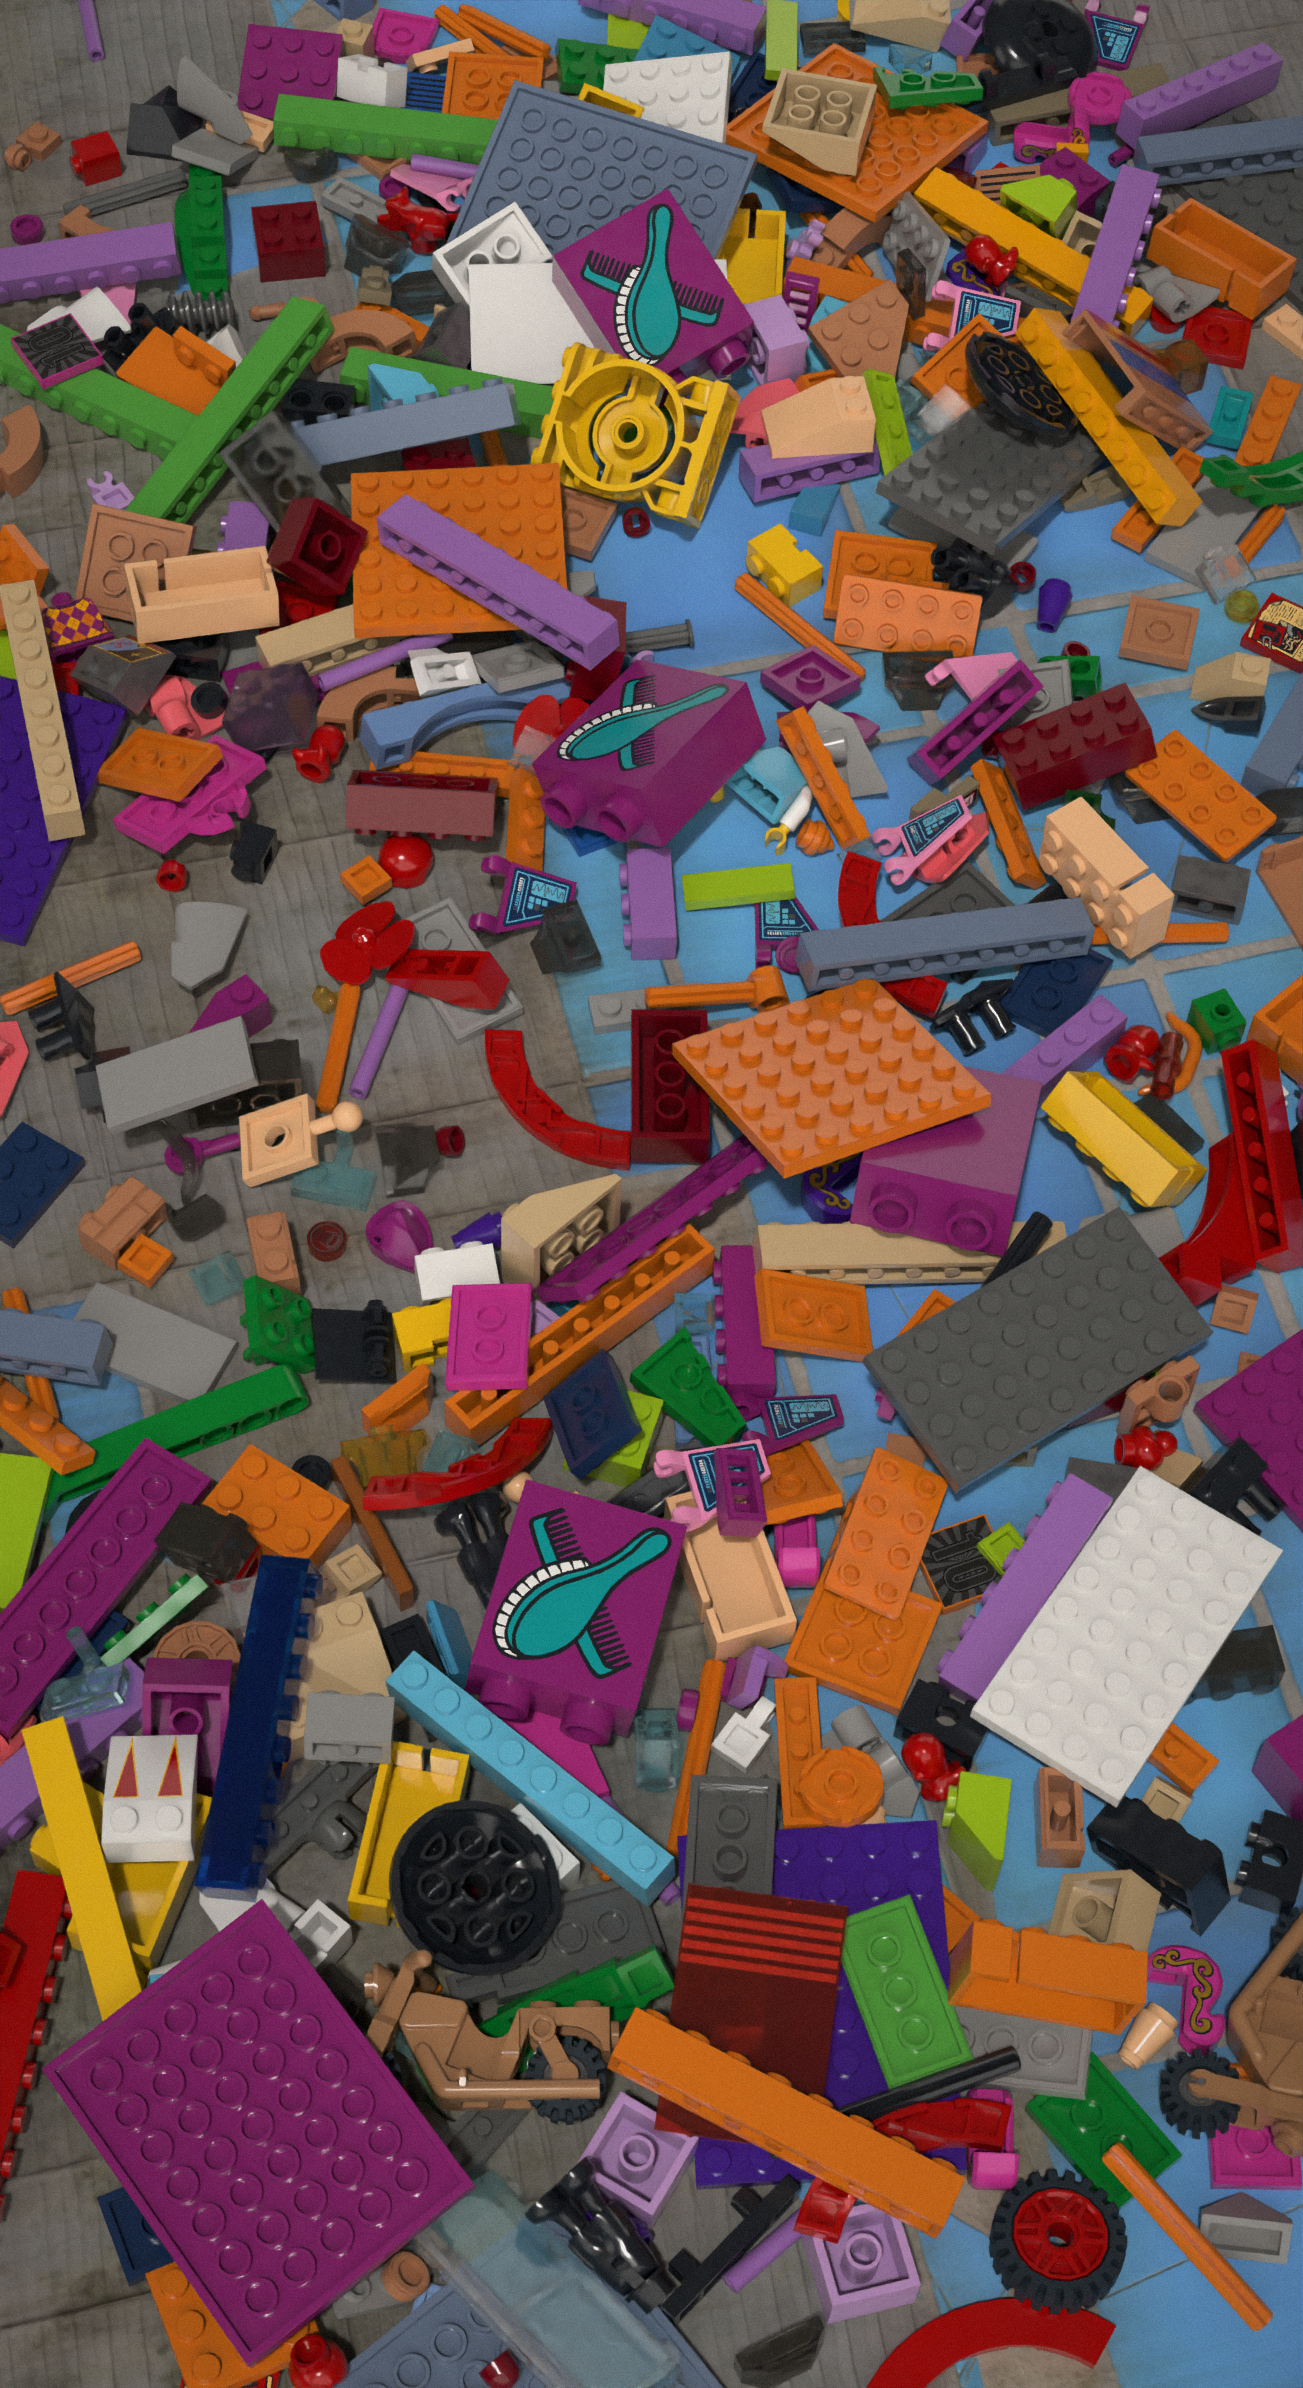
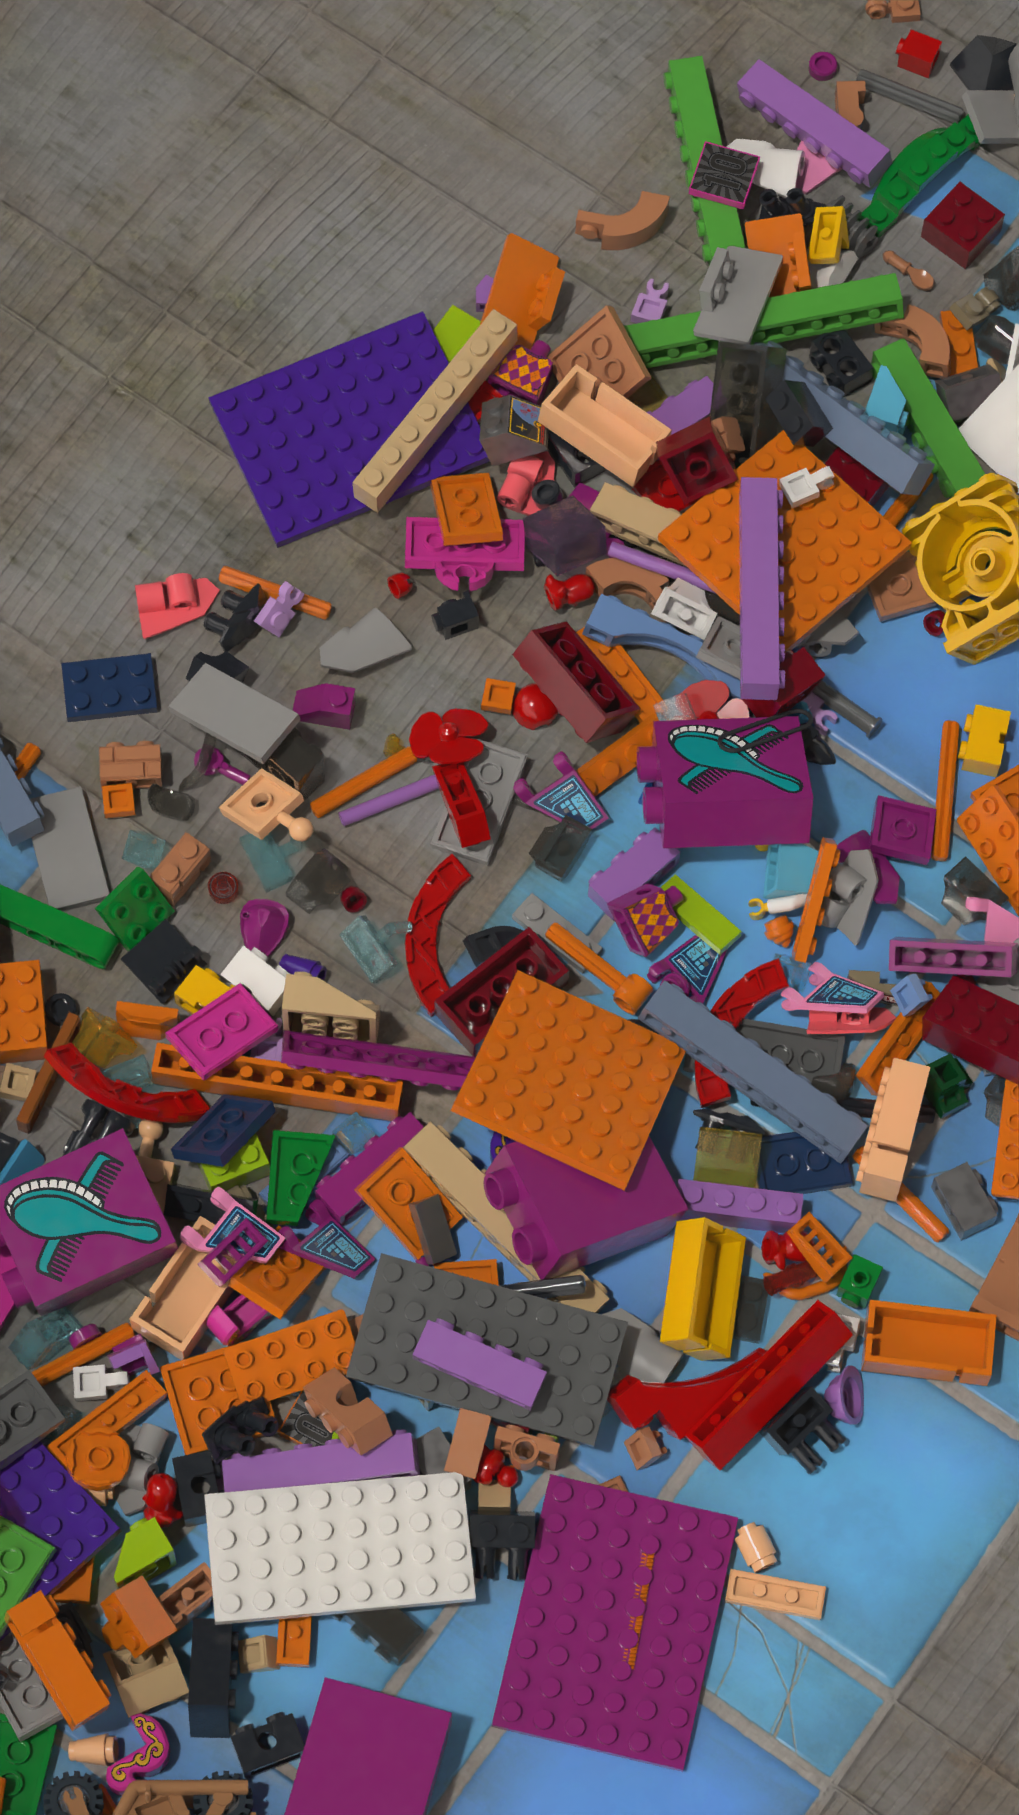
camera: 50 degrees right, 10 degrees up
(97, 985) = (277, 612): none -> lavender plate
(185, 415) = (735, 293): none -> light grey bracket
(198, 318) = (828, 235): none -> yellow slope
(351, 448) = (799, 413): none -> black brick
(431, 486) = (804, 487): none -> white plate
(515, 1161) = (369, 945): none -> clear light blue plate
(608, 1063) = (488, 942): none -> black plate
(641, 692) = (763, 721): none -> black piece
(707, 921) = (646, 916): none -> magenta torso
(857, 1316) = (432, 1229): none -> dark grey slope
(916, 1639) = (236, 1426): none -> black connector
(984, 775) = (910, 994): none -> medium blue tile
(1005, 1028) = (727, 1157): none -> clear yellow tile
(1011, 893) = (839, 1084): none -> clear smoke hair
(1023, 1514) = (335, 1403): none -> nougat arch
(1049, 1878) = (135, 1619): none -> orange brick
(1060, 1353) = (479, 1364): none -> medium lavender brick
(1116, 1438) = (468, 1443): none -> nougat tile
(1172, 1021) = (832, 1246): none -> orange slope

